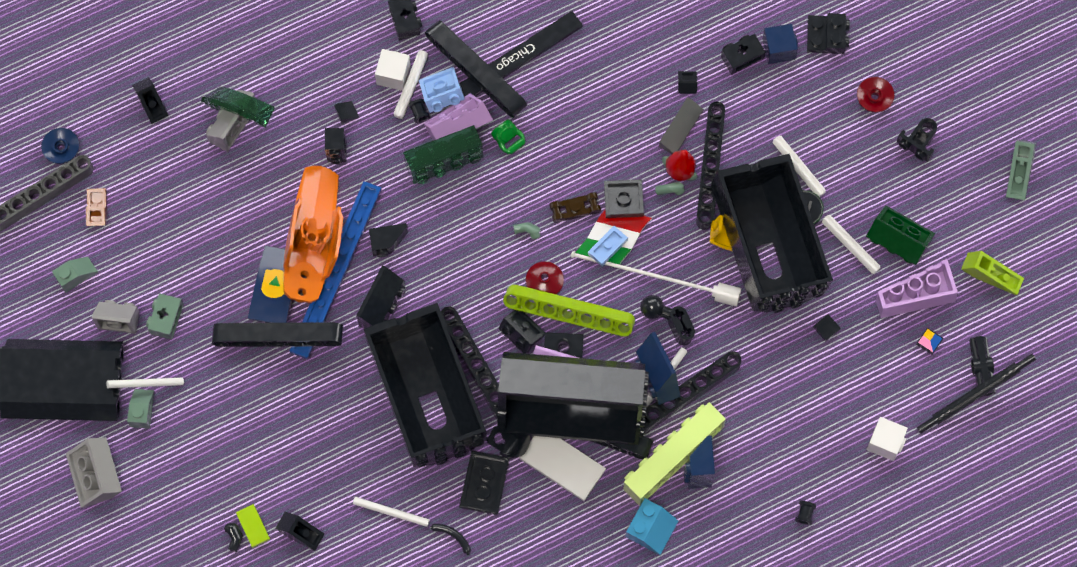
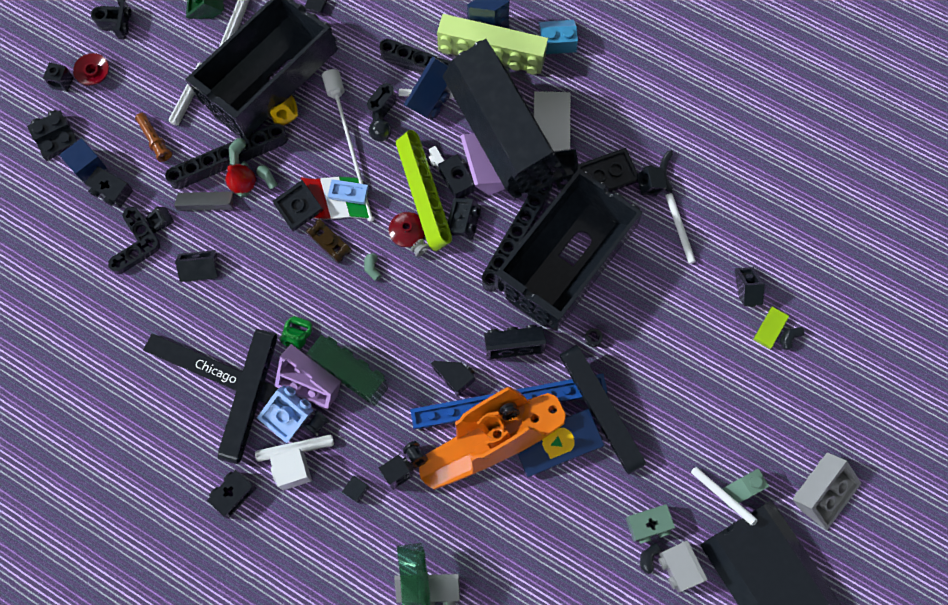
camera: 120 degrees left, 0 degrees up
(142, 298) = (646, 558): none -> black arm
(322, 255) = (509, 411): none -> black bush
(341, 170) = (415, 454): none -> black bush
(343, 378) = (598, 334): none -> black bush
(449, 511) = (651, 180): none -> black brick
(517, 277) = (420, 248): none -> light grey bush
(593, 339) = (435, 157): none -> white plate
(622, 89) = (196, 266): none -> black panel
(675, 58) = (142, 240): none -> black beam
(705, 170) = (235, 149): none -> sand green arm
(795, 114) = (156, 143): none -> dark orange pin
(883, 63) = (58, 77): none -> black brick

